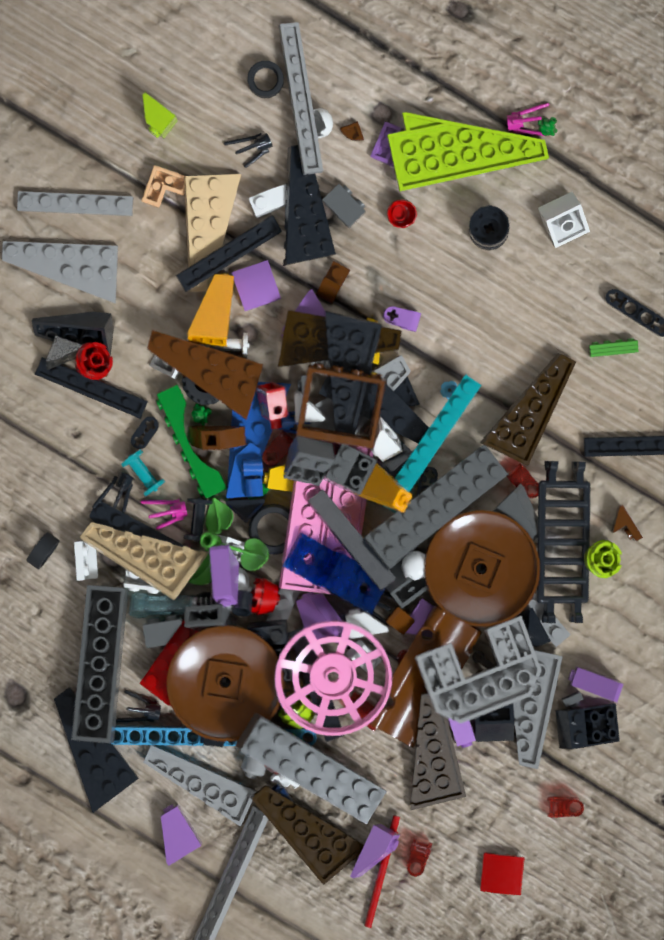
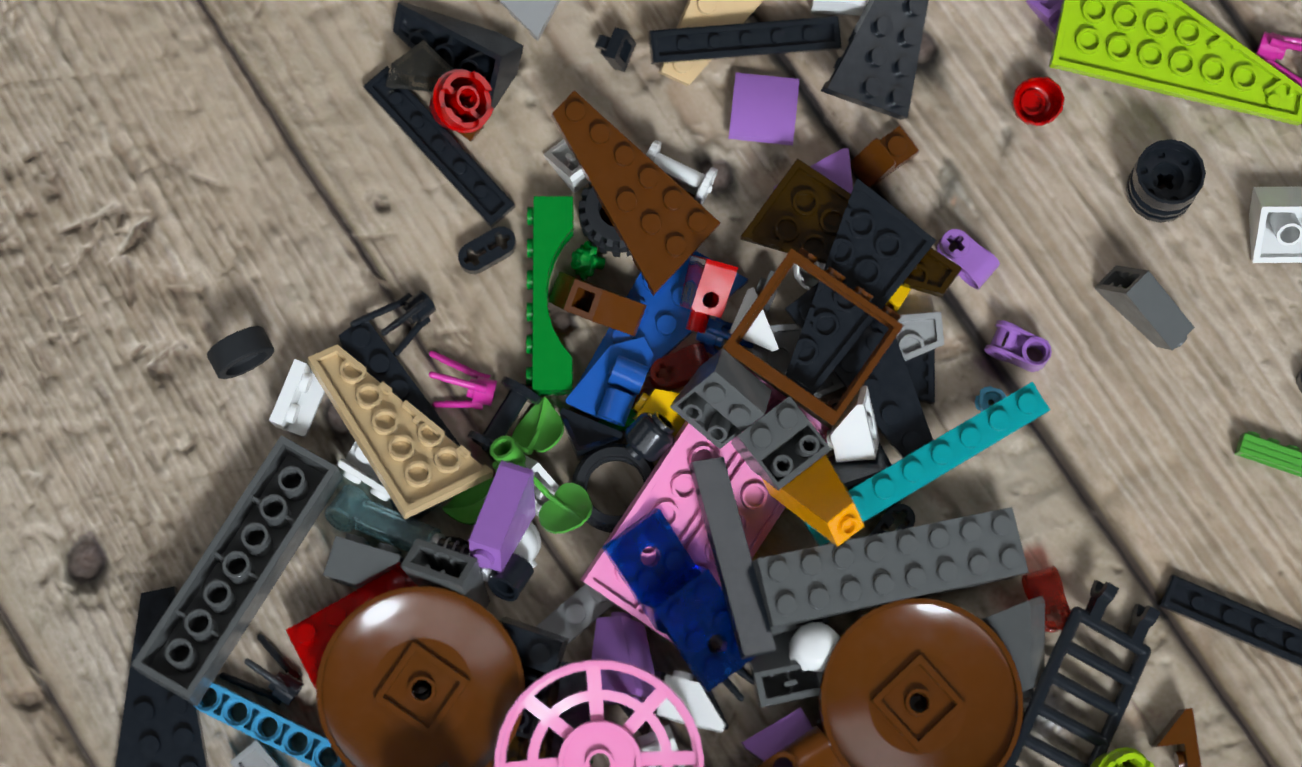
camera: 25 degrees right, 10 degrees down
(143, 473) = (454, 307): teal hose -> none
(161, 290) = (617, 49): none -> black tile
(213, 315) = (679, 115): light orange slope -> none
(264, 596) = (550, 586): red cone -> none
(279, 496) = (649, 436): none -> black head
(344, 206) = (954, 51): dark grey brick -> none
(400, 620) = (749, 725): reddish brown slope -> none
(449, 354) = (1016, 345): none -> medium lavender piece
(508, 301) = (1145, 306): none -> dark grey slope
(526, 420) = (1092, 503): dark brown wing -> none

